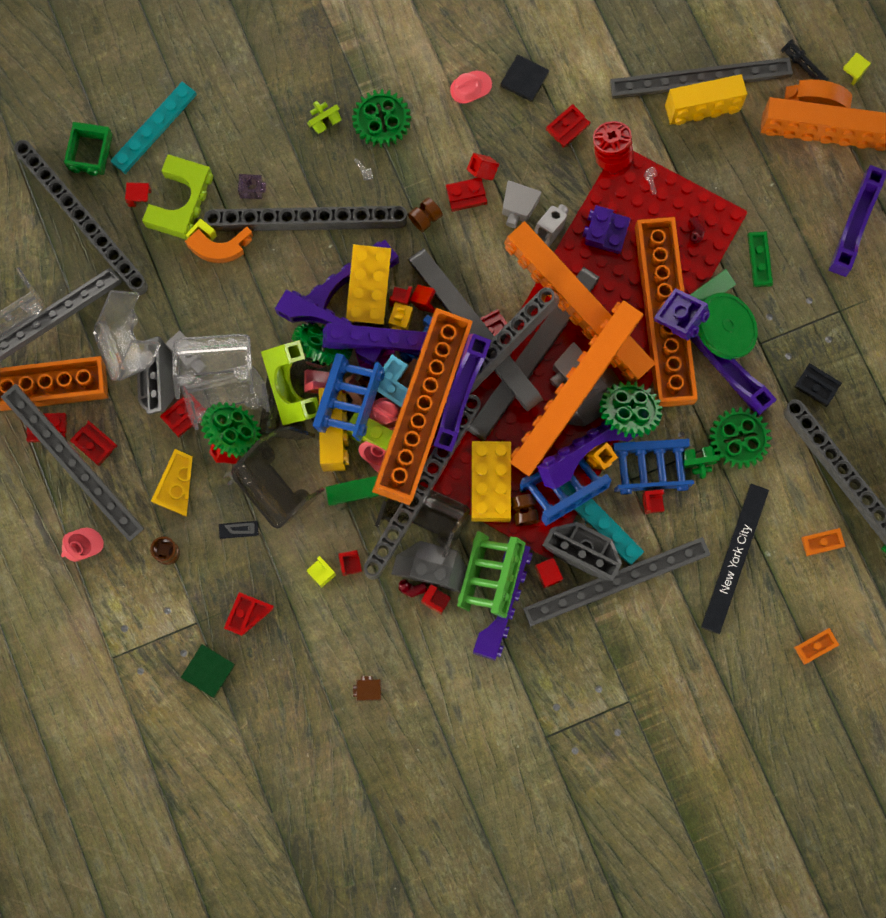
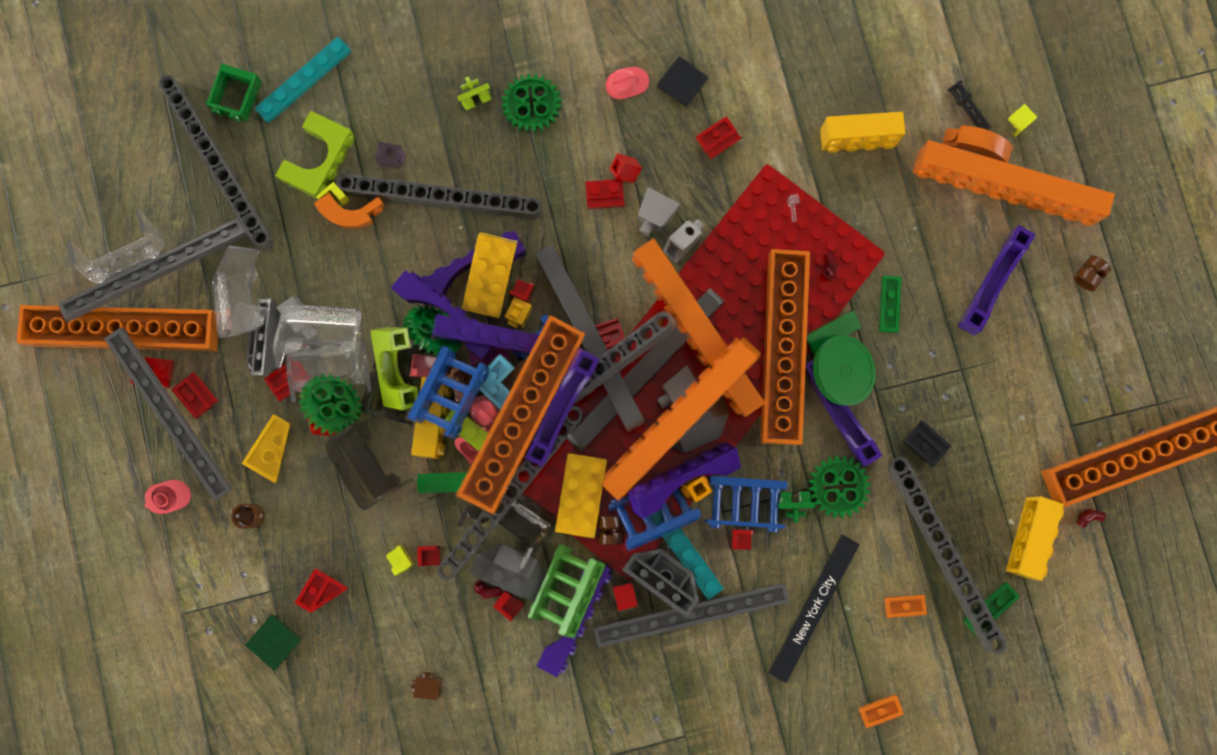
camera: 10 degrees right, 5 degrees up
(137, 193) = (275, 145): red panel -> none
(238, 529) = (325, 503): black sticker -> none
(366, 173) = (508, 157): clear hand -> none
(421, 298) = (542, 296): red panel -> none
(425, 214) = (559, 209): reddish brown wheel -> none
(606, 229) = (739, 252): dark purple plate -> none
(613, 146) = (760, 166): red wheel -> none
(631, 409) = (732, 445): green gear -> none
(665, 81) = (840, 106): dark grey plate -> none
(683, 314) = (801, 355): dark purple plate -> none

